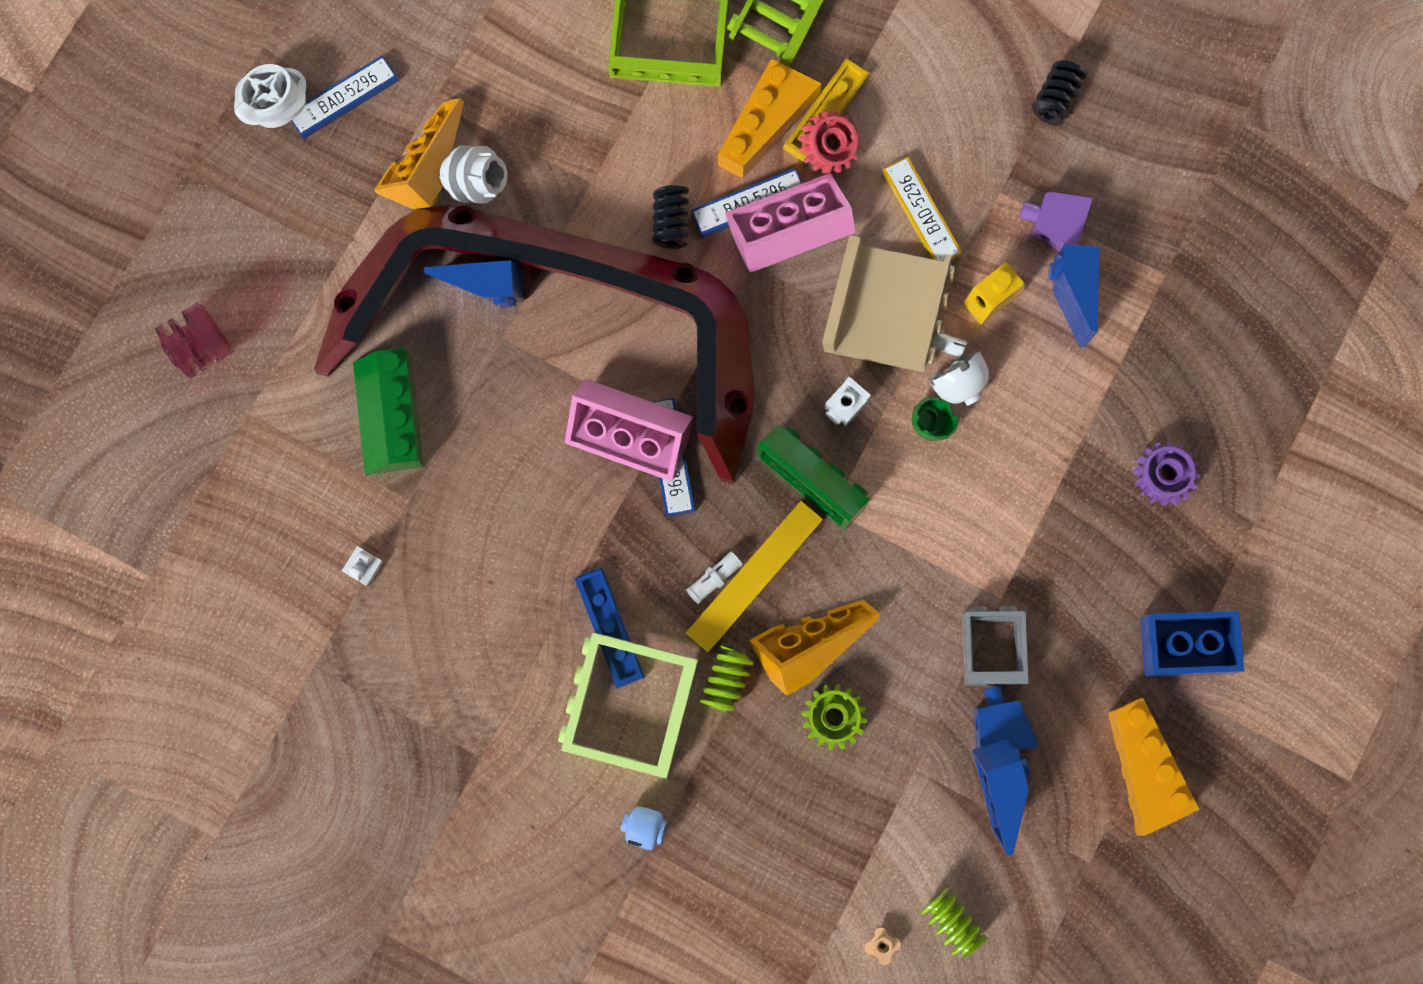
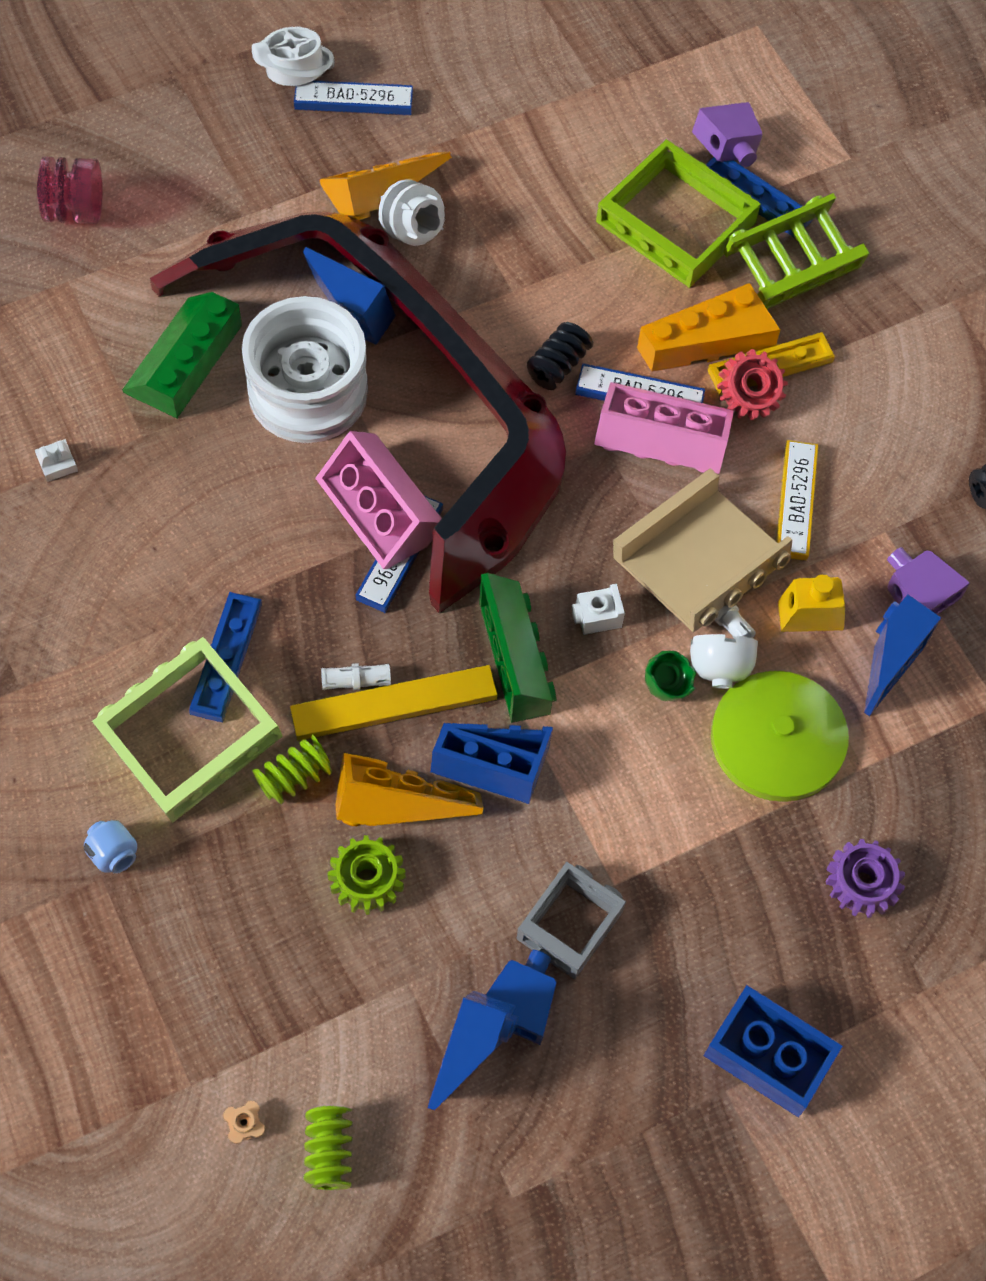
camera: 30 degrees right, 15 degrees down
(472, 333) = (306, 348): none -> white wheel
(859, 571) = (492, 758): none -> blue wedge
(1036, 407) = (779, 736): none -> lime dish
(1150, 772) = (637, 1154): light orange wedge -> none

